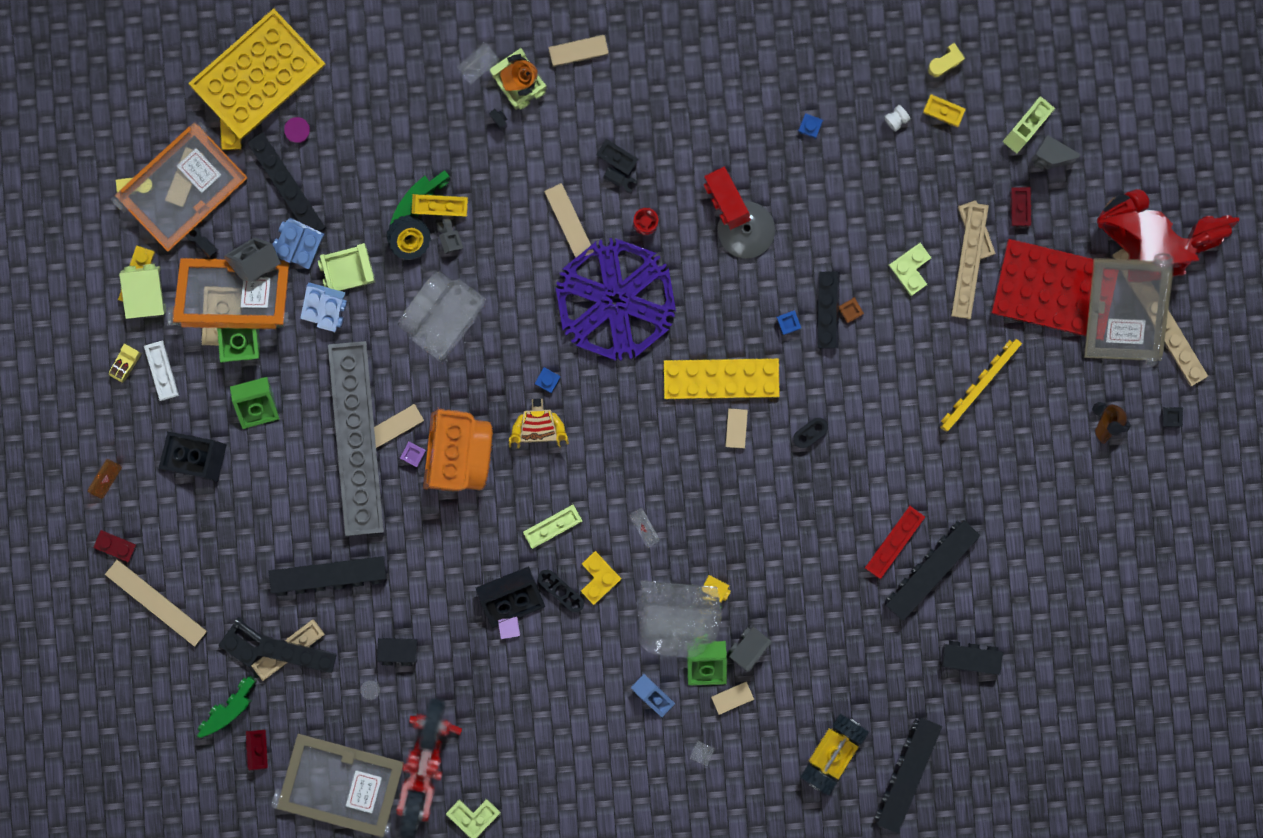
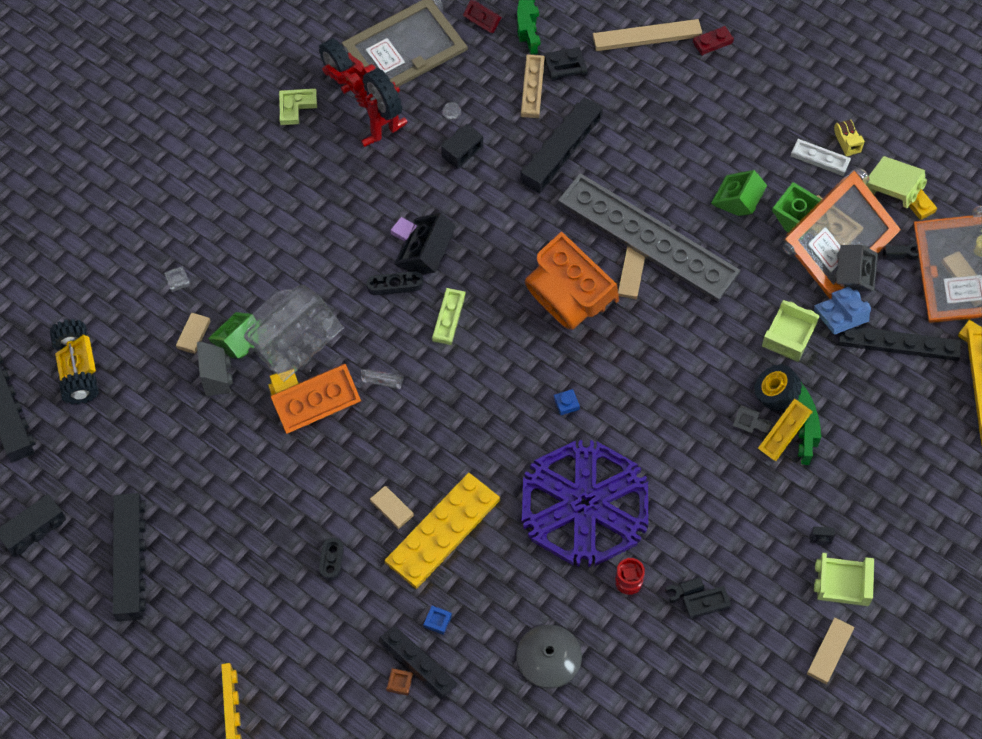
camera: 135 degrees right, 25 degrees down
(104, 478) = (770, 66): clear orange slope -> none
(192, 456) = (733, 127): black slope -> none
(296, 654) = (524, 84): black plate -> none
(297, 129) = (941, 383): magenta piece -> none
(323, 306) = (773, 289): medium blue plate -> none
(413, 454) = (602, 261): medium lavender plate -> none
(441, 315) = (689, 355): clear brick -> none
(477, 63) = (886, 561): clear slope -> none
(519, 75) = (846, 578): orange cap -> none
(538, 426) = (536, 362): torso -> none
(568, 220) = (685, 522): tan tile -> none
(603, 580) = (375, 320): yellow plate -> none
(652, 695) = (253, 278): medium blue slope -> none
(707, 555) = (315, 398): none -> orange plate
(726, 198) = (590, 655): red brick -> none
(894, 542) = (180, 548): red plate -> none

